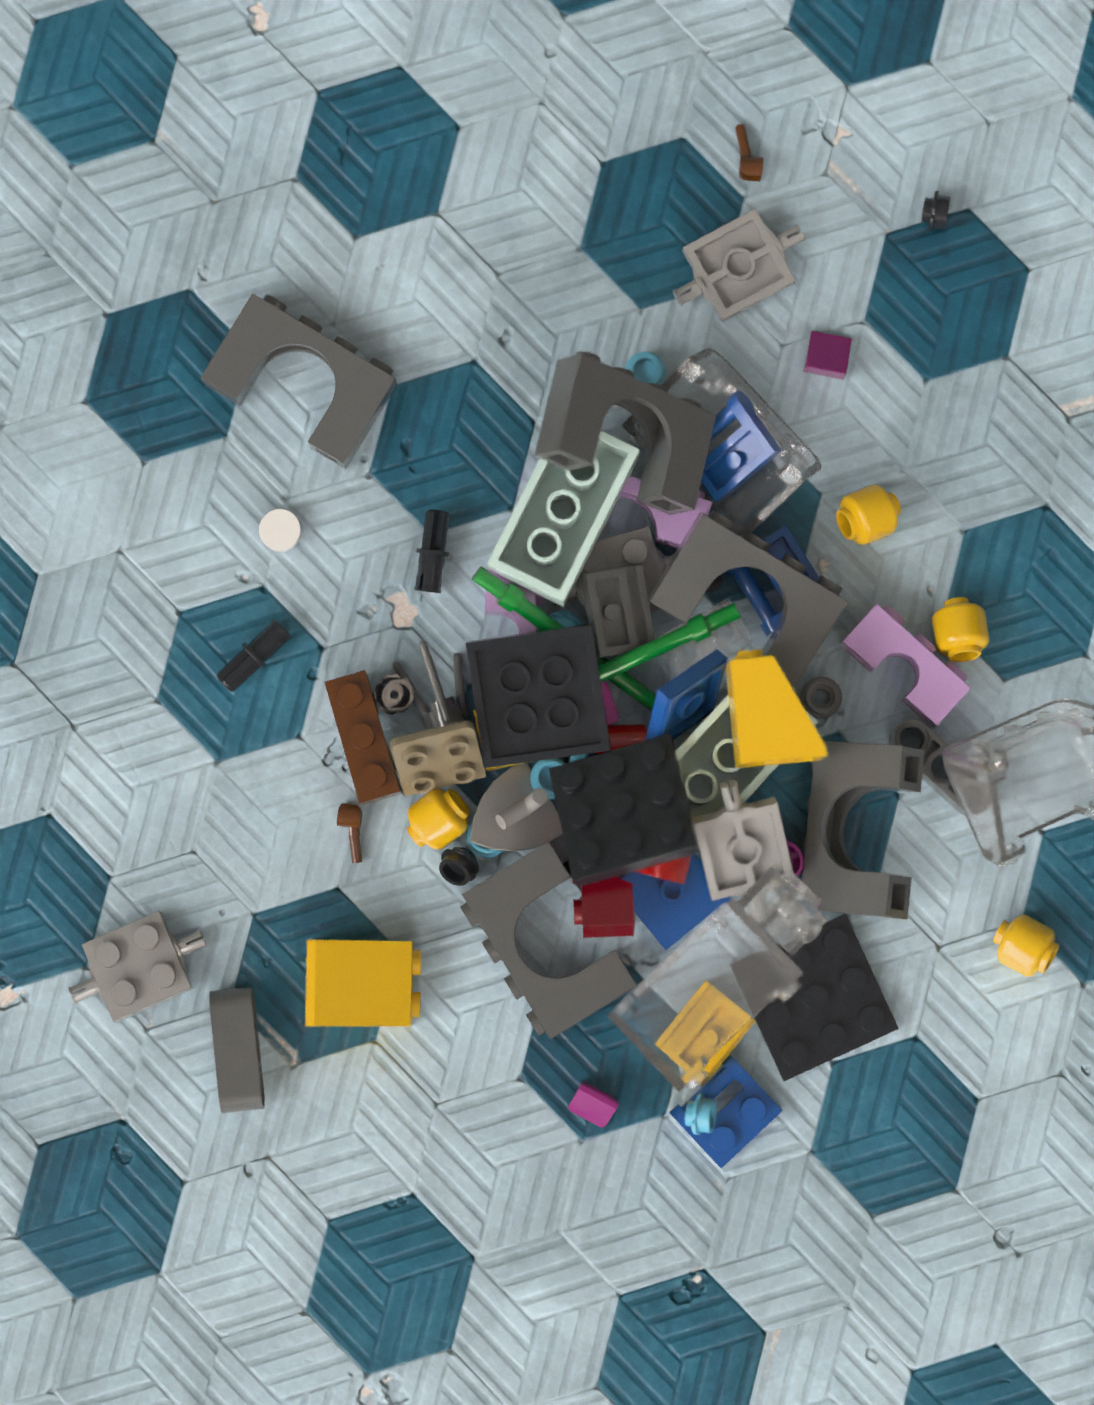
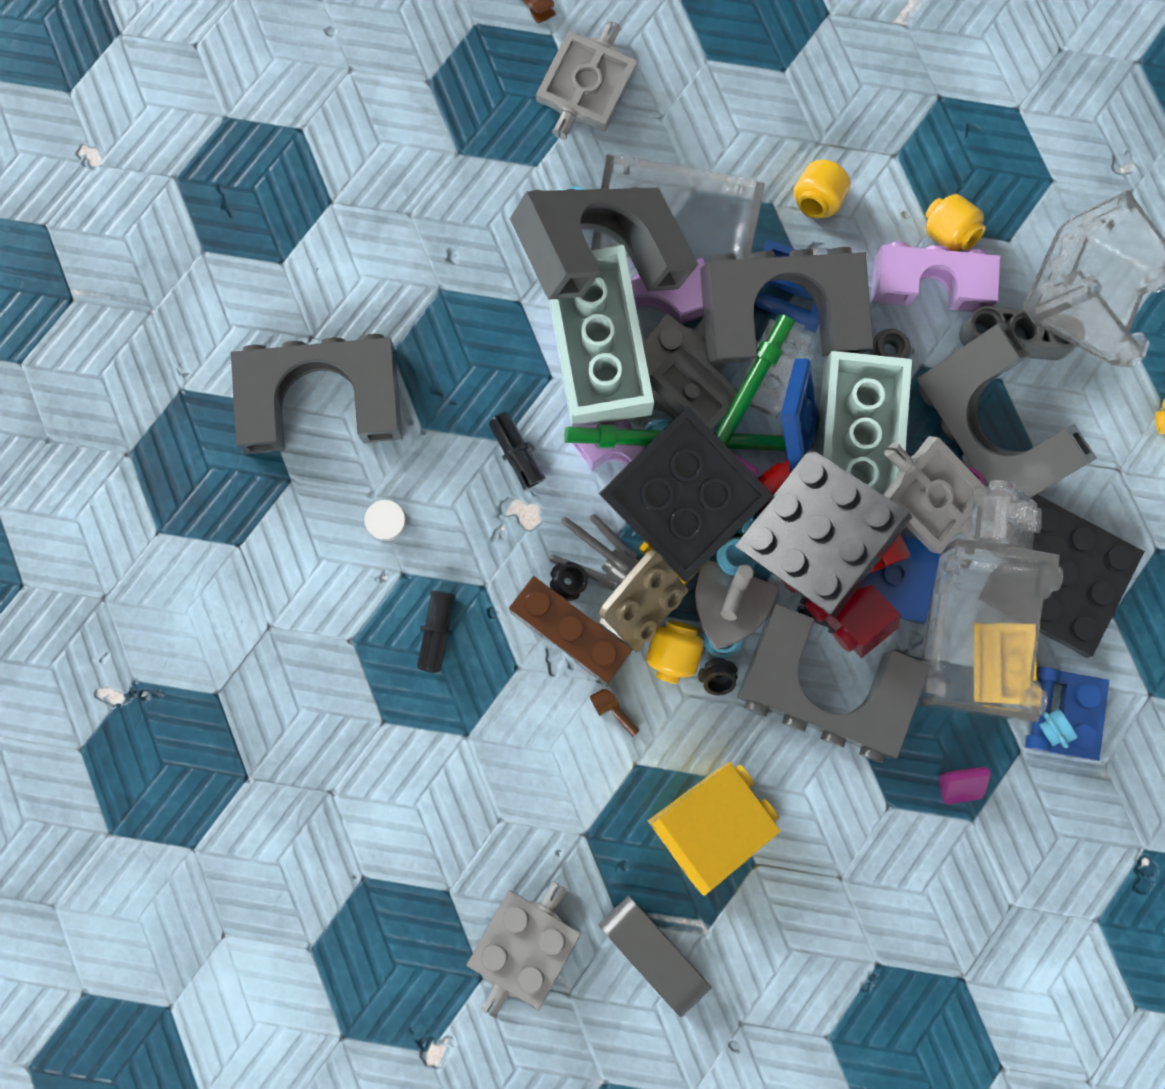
camera: 40 degrees left, 5 degrees down
(740, 453) = (698, 202): blue plate -> none
(767, 715) = (878, 372): yellow slope -> none
(827, 355) = (701, 100): magenta slope -> none

